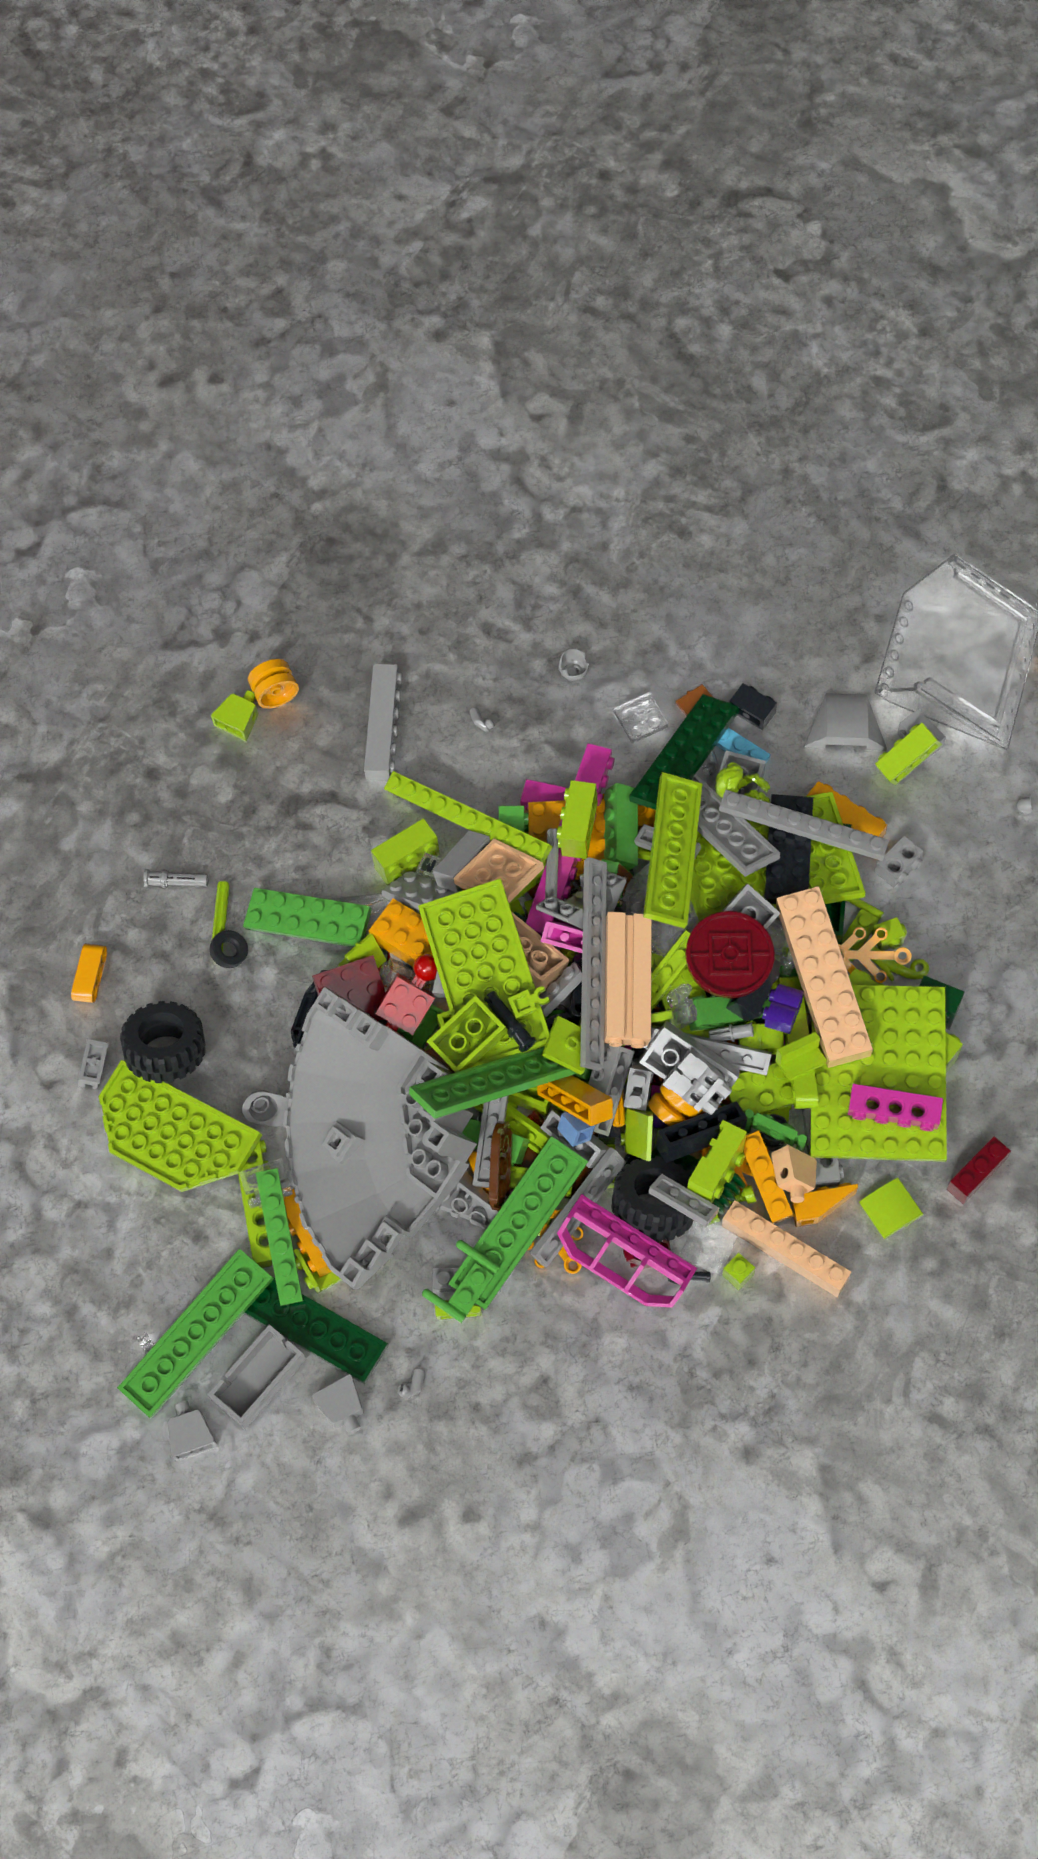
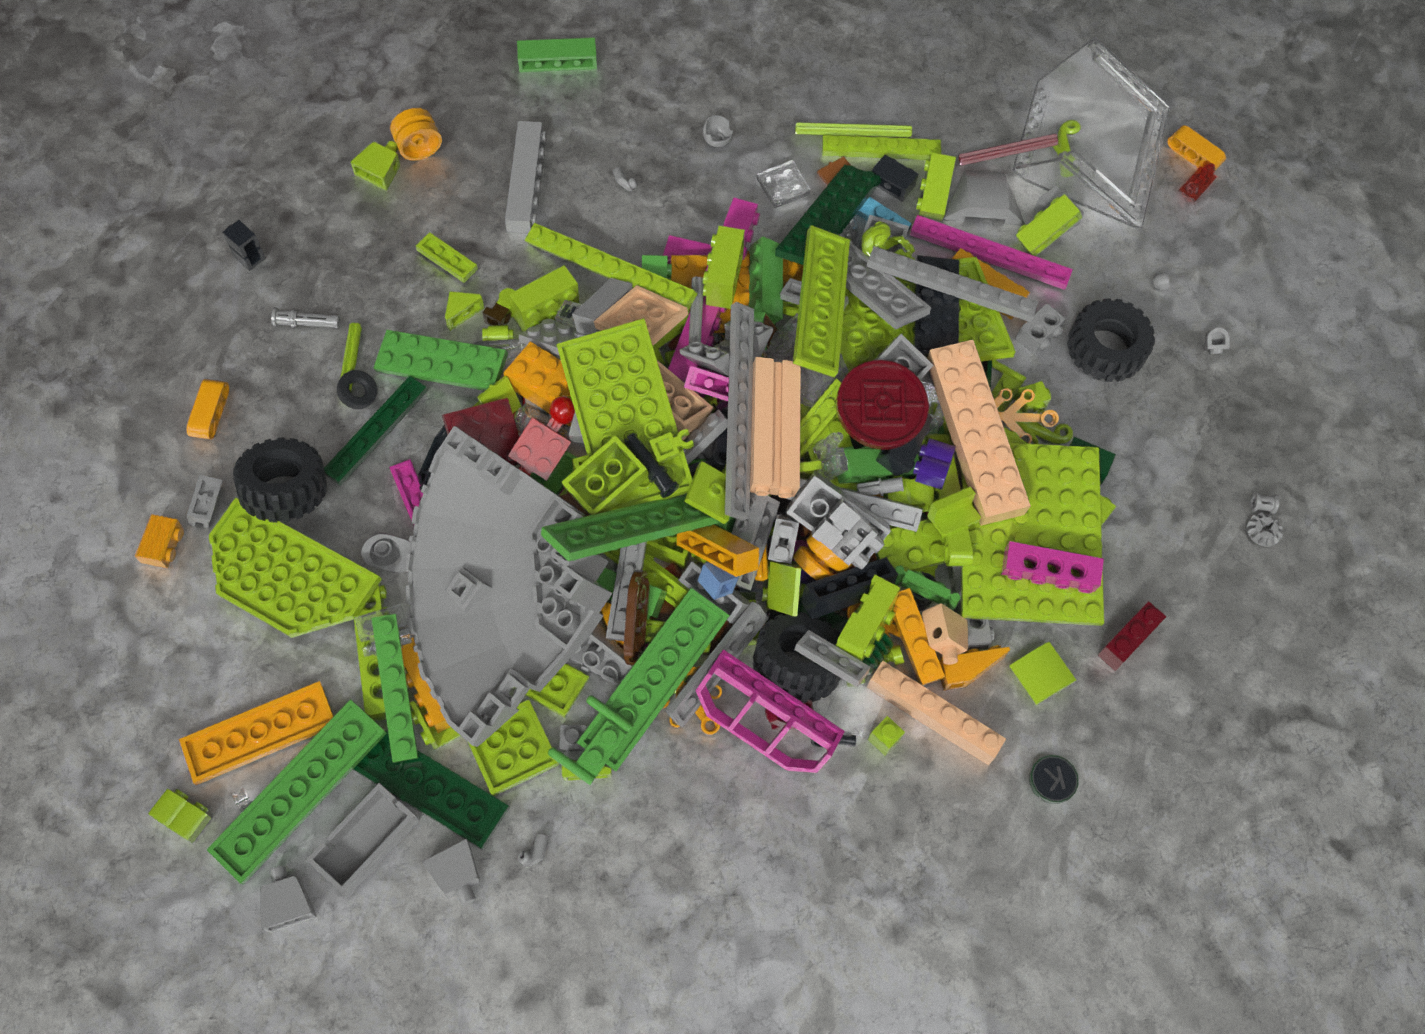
camera: 10 degrees left, 0 degrees up
(54, 1103) = (159, 541): none -> light orange brick
(90, 1357) = (180, 815): none -> lime brick
(113, 807) = (244, 245): none -> black piece
(155, 1281) = (256, 733): none -> light orange plate
(248, 988) = (375, 430): none -> dark green plate
(282, 1042) = (407, 484): none -> dark pink tile
(308, 810) = (446, 257): none -> lime plate
(325, 861) = (461, 308): none -> lime slope
(360, 887) = (497, 332): none -> lime brick
(364, 864) = (501, 311): none -> dark brown leg
(391, 1293) = (514, 751): none -> lime plate
(410, 588) = (556, 54): none -> bright green brick
(433, 1235) = (561, 690): none -> lime tile
(712, 654) = (853, 129): none -> lime axle
(741, 672) = (879, 146): none -> lime plate
(794, 715) = (935, 186): none -> lime wedge
(851, 781) = (991, 252): none -> dark pink plate
(870, 671) = (1008, 149): none -> axle
(899, 1309) = (1053, 779): none -> black tile
(928, 665) = (1069, 127): none -> lime plant
(968, 847) = (1117, 318): none -> black tyre

